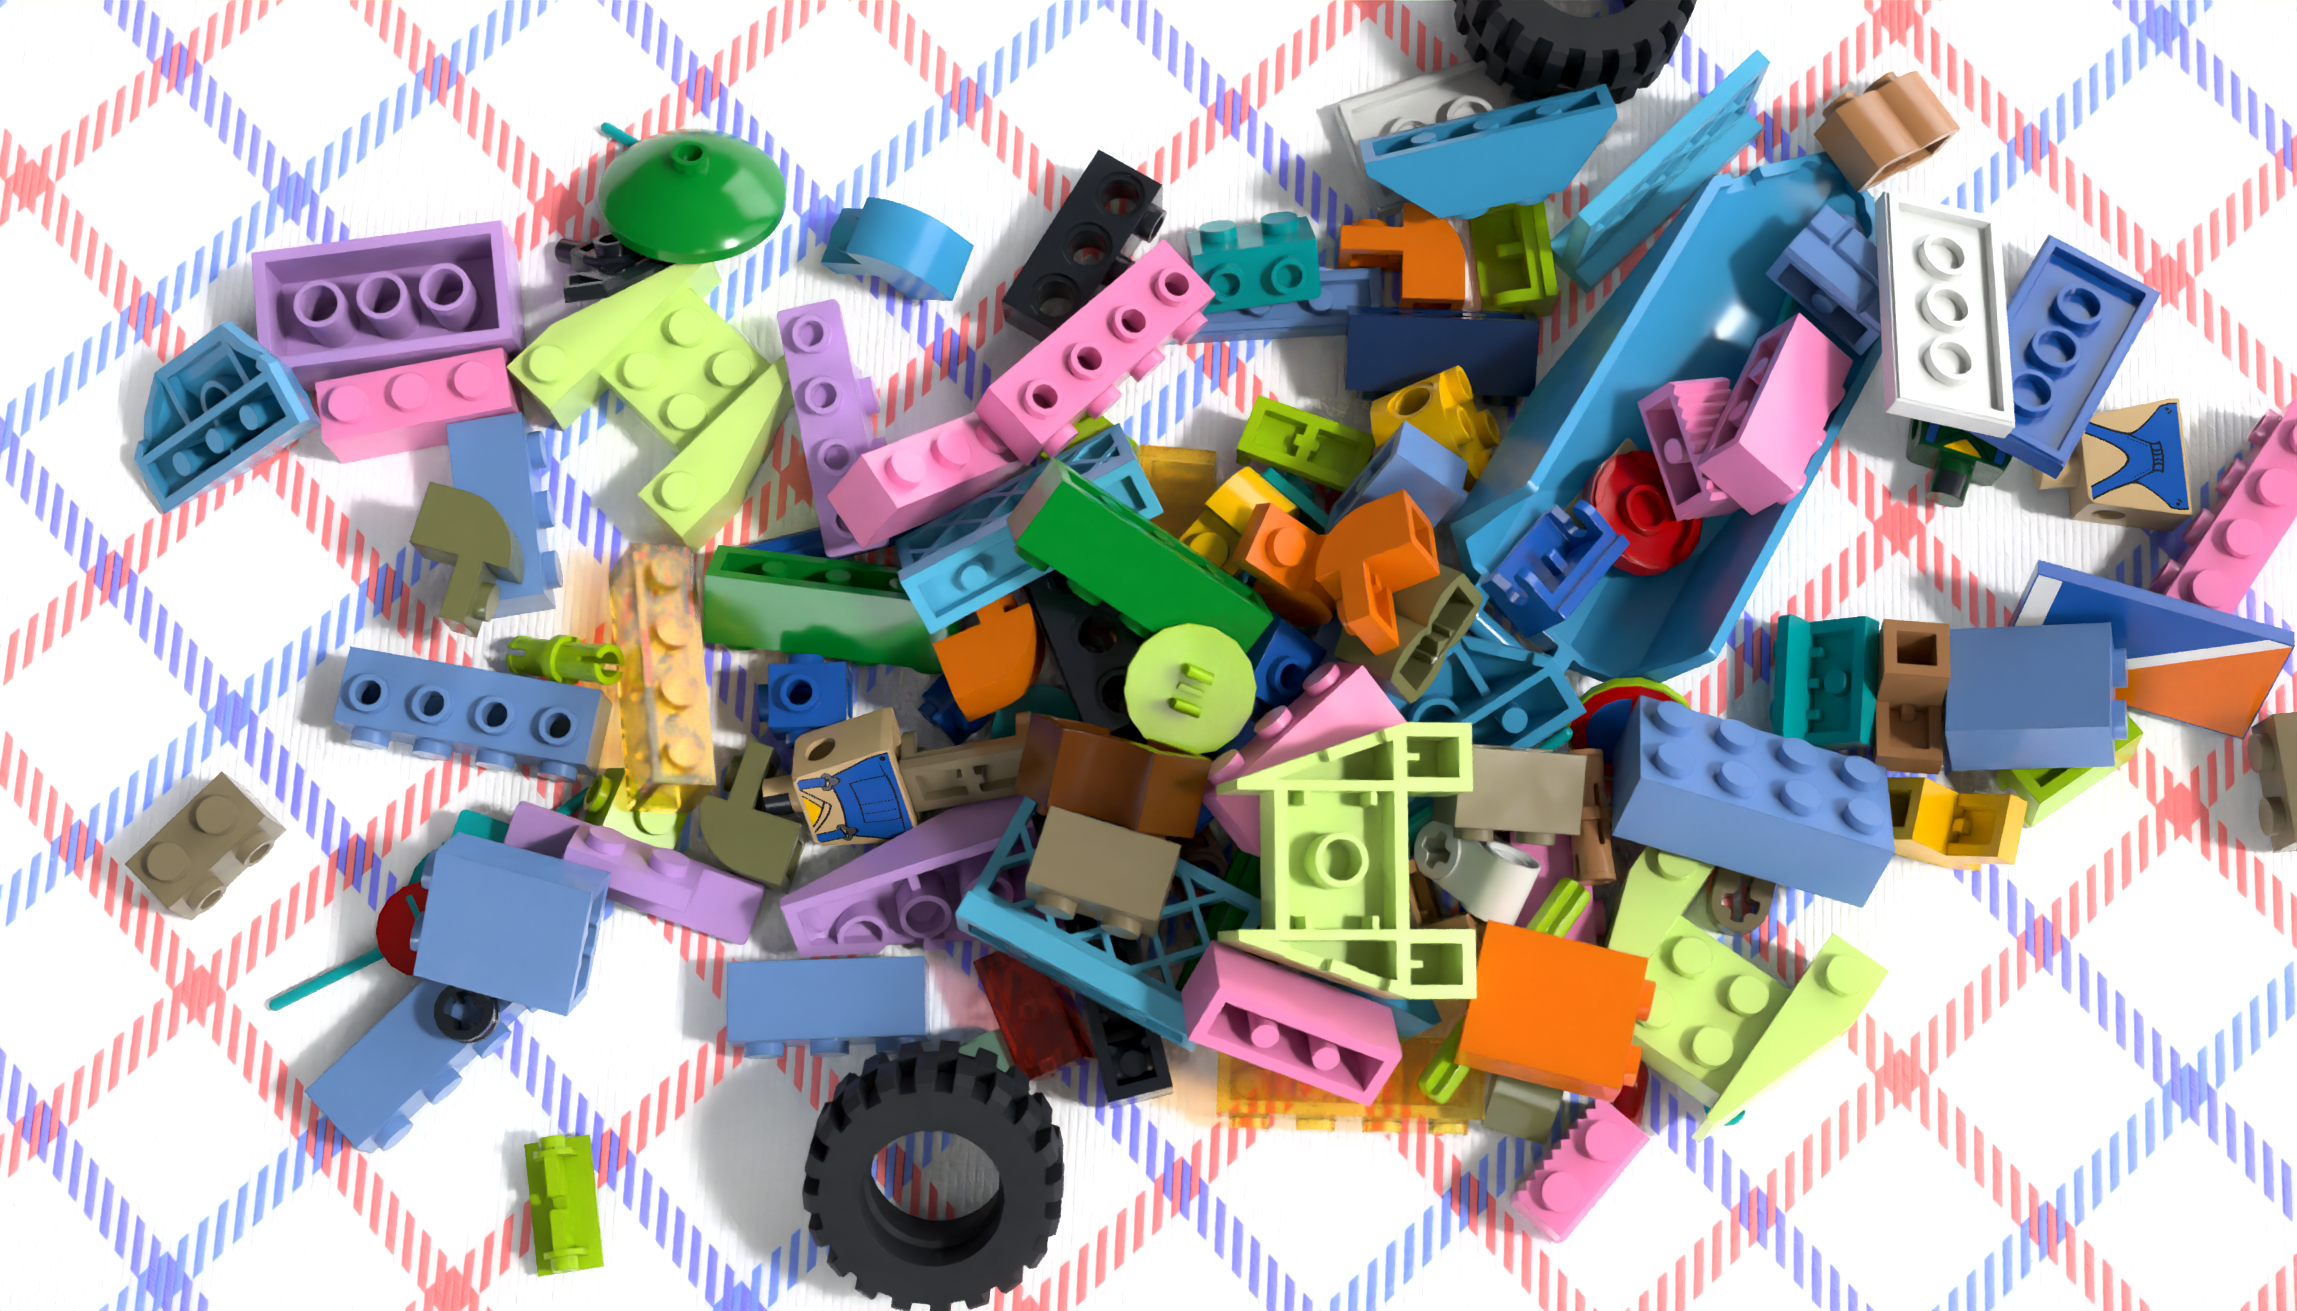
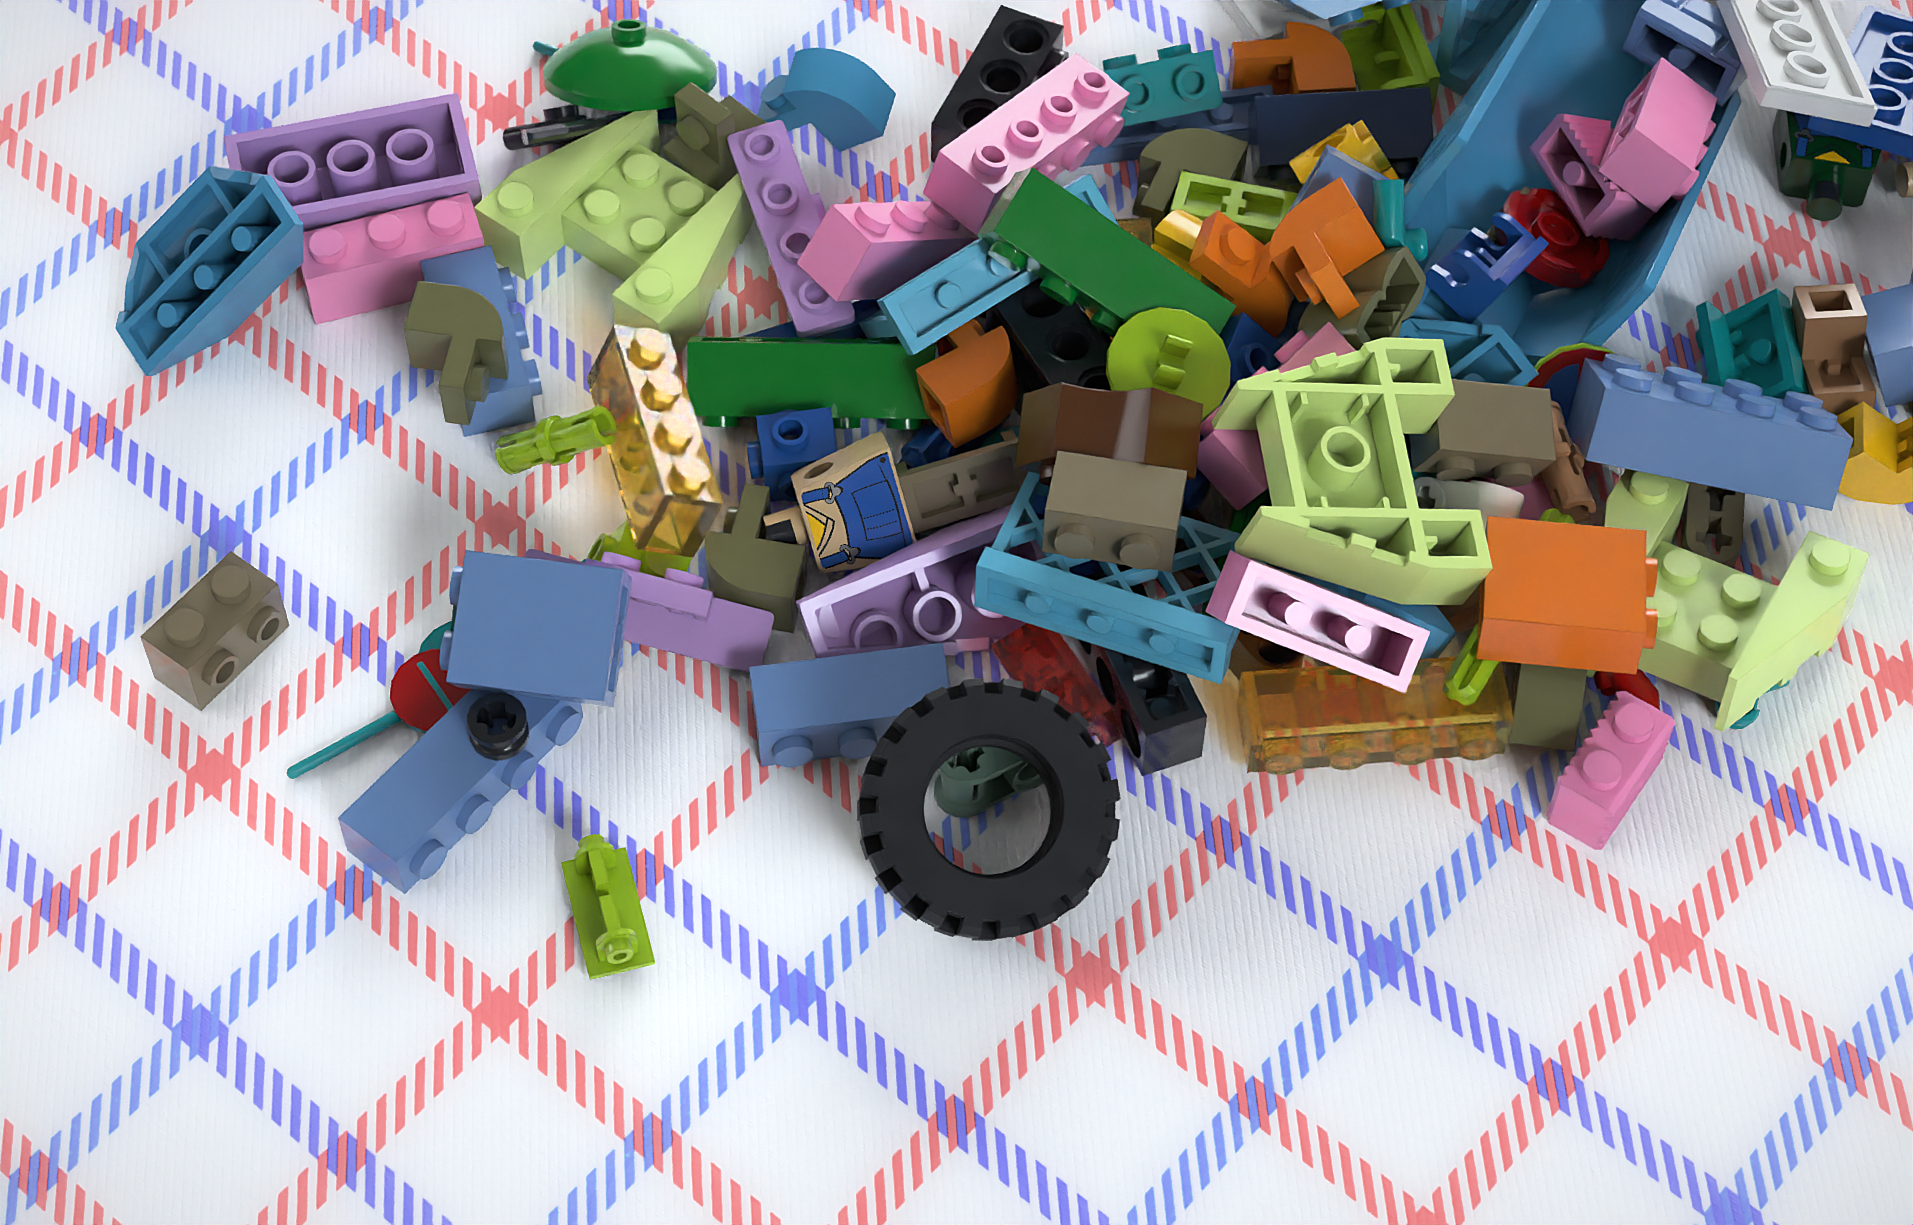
camera: 10 degrees left, 20 degrees down
(472, 713) = (468, 498): medium blue brick -> none
(764, 290) = (703, 133): none -> olive brick
(1270, 368) = (1188, 151): none -> olive brick
(1451, 540) = (1390, 219): none -> teal arm

